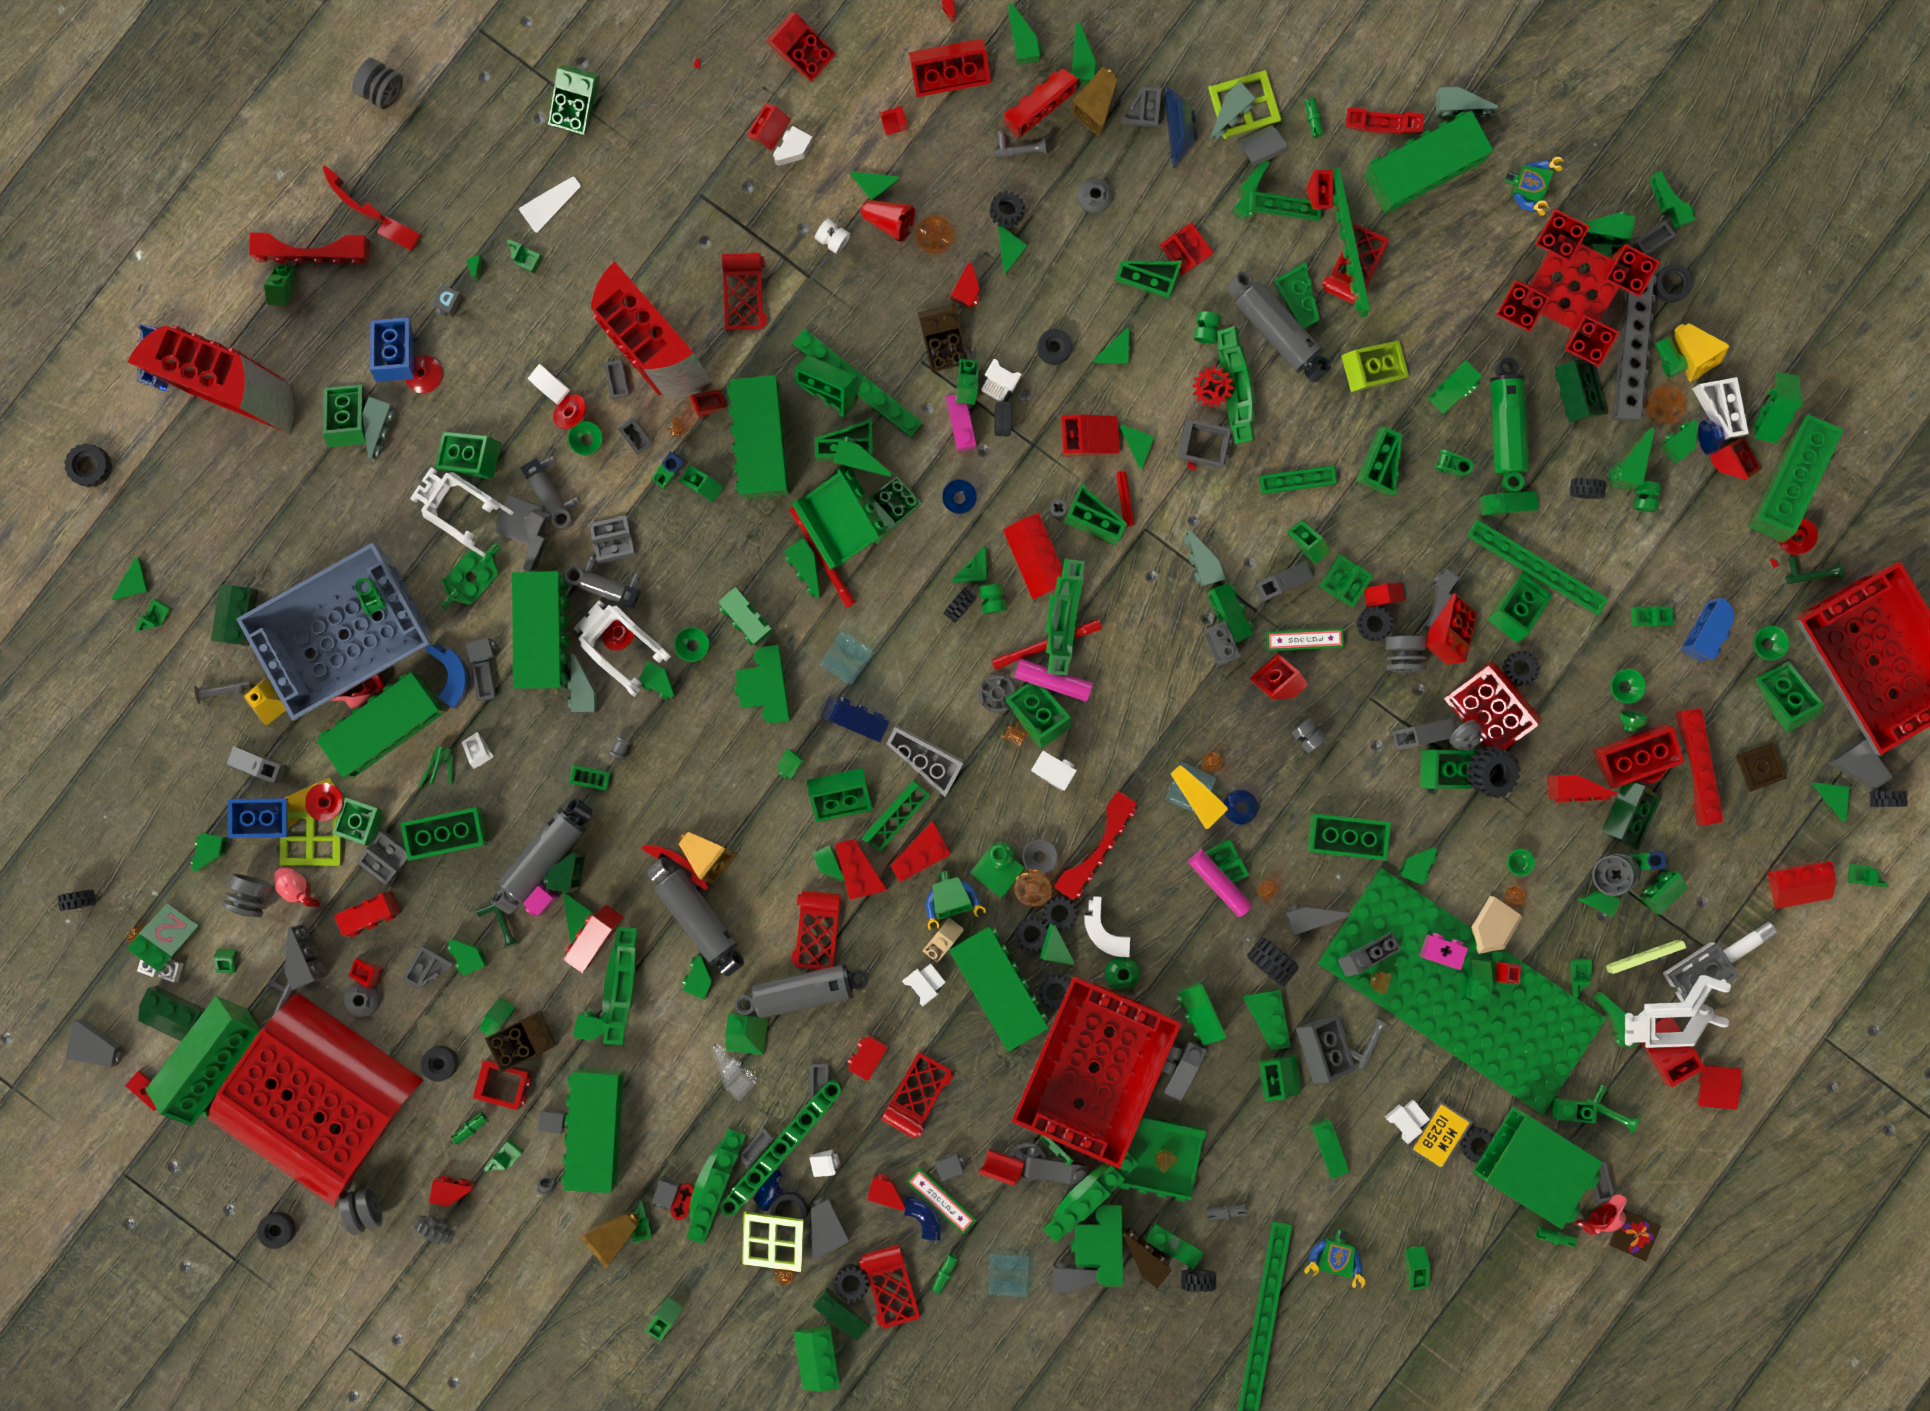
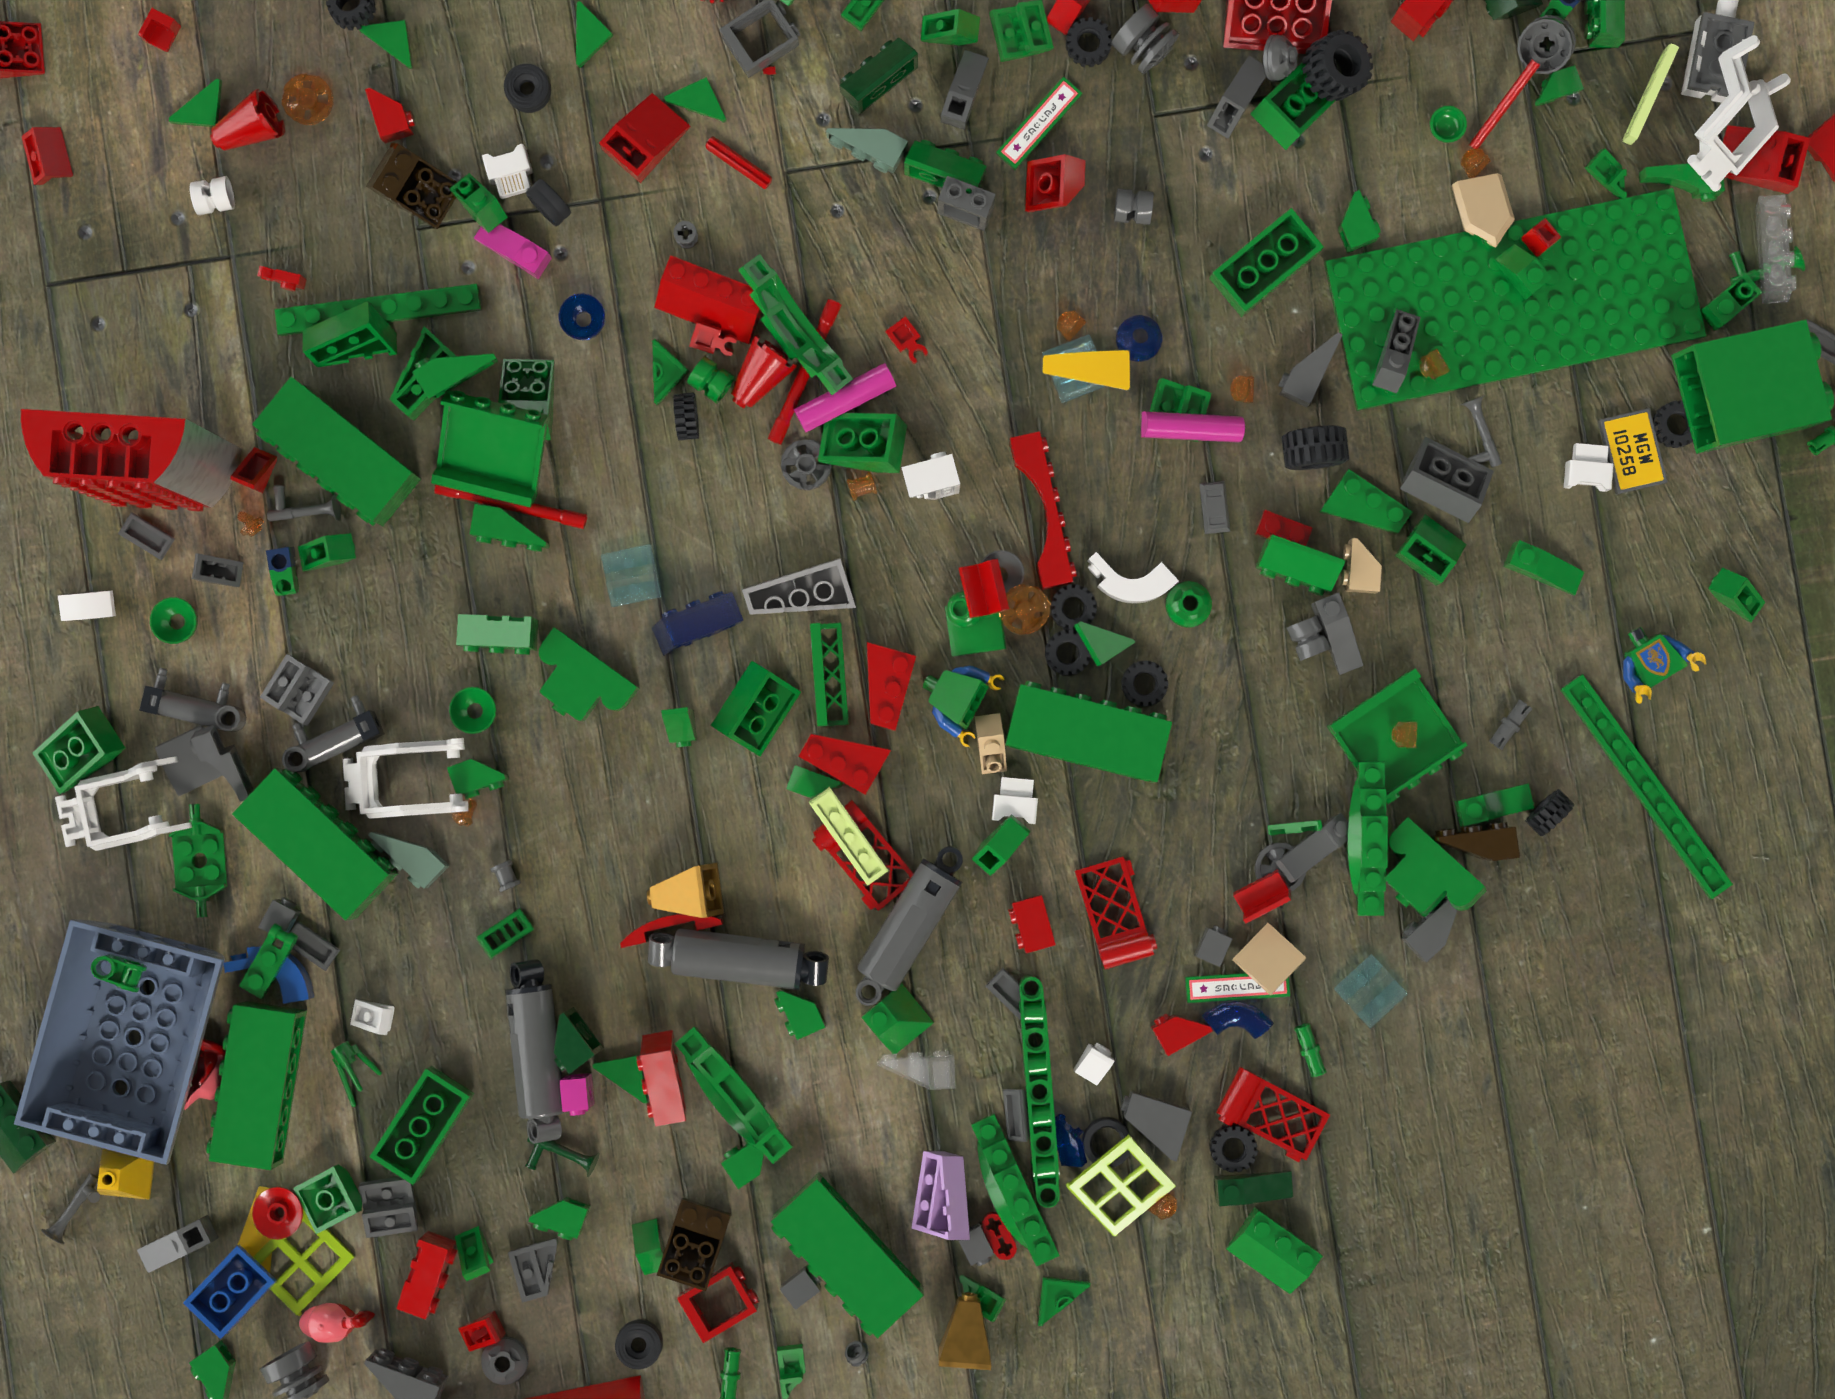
camera: 50 degrees left, 0 degrees up
(402, 927) = (473, 1253): none -> green slope
(452, 667) = (268, 962): none -> green plate
(569, 412) = (133, 611): red dish -> none
(617, 636) = (395, 773): red dish -> none
(629, 698) = (464, 818): none -> clear orange plate
(664, 1319) = (1094, 1362): green slope -> none
(673, 1151) = (942, 1197): none -> lavender wedge
(681, 1263) = (1057, 1294): none -> green tile
(699, 439) = (282, 513): none -> dark grey piece
(743, 265) = (156, 308): red piece -> none
(794, 147) = (90, 149): white slope -> none
(818, 912) = (848, 836): none -> yellowish green tile
(826, 321) = (288, 280): none -> red plate
(892, 999) = (1000, 845): none -> green slope
(972, 1203) = (1269, 959): none -> tan tile
(1014, 575) = (708, 337): none -> red plate
(1022, 621) = (760, 372): none -> red cone
(1022, 856) = (984, 588): none -> red panel
(1094, 517) = (728, 207): green wedge -> none
(1113, 1094) = (1294, 706): red slope -> none
(1117, 679) = (904, 337): none -> red plate
(1188, 937) = (1214, 507): none -> dark grey tile
(1213, 987) = (1283, 527): none -> red plate
(1232, 1050) = (1362, 570): none -> tan slope
(1246, 527) = (879, 74): none -> dark green slope
(1432, 951) = (1451, 287): dark pink brick -> none
(1561, 883) = (1504, 104): none -> red bar
(1625, 1106) = (1773, 249): none -> clear brick

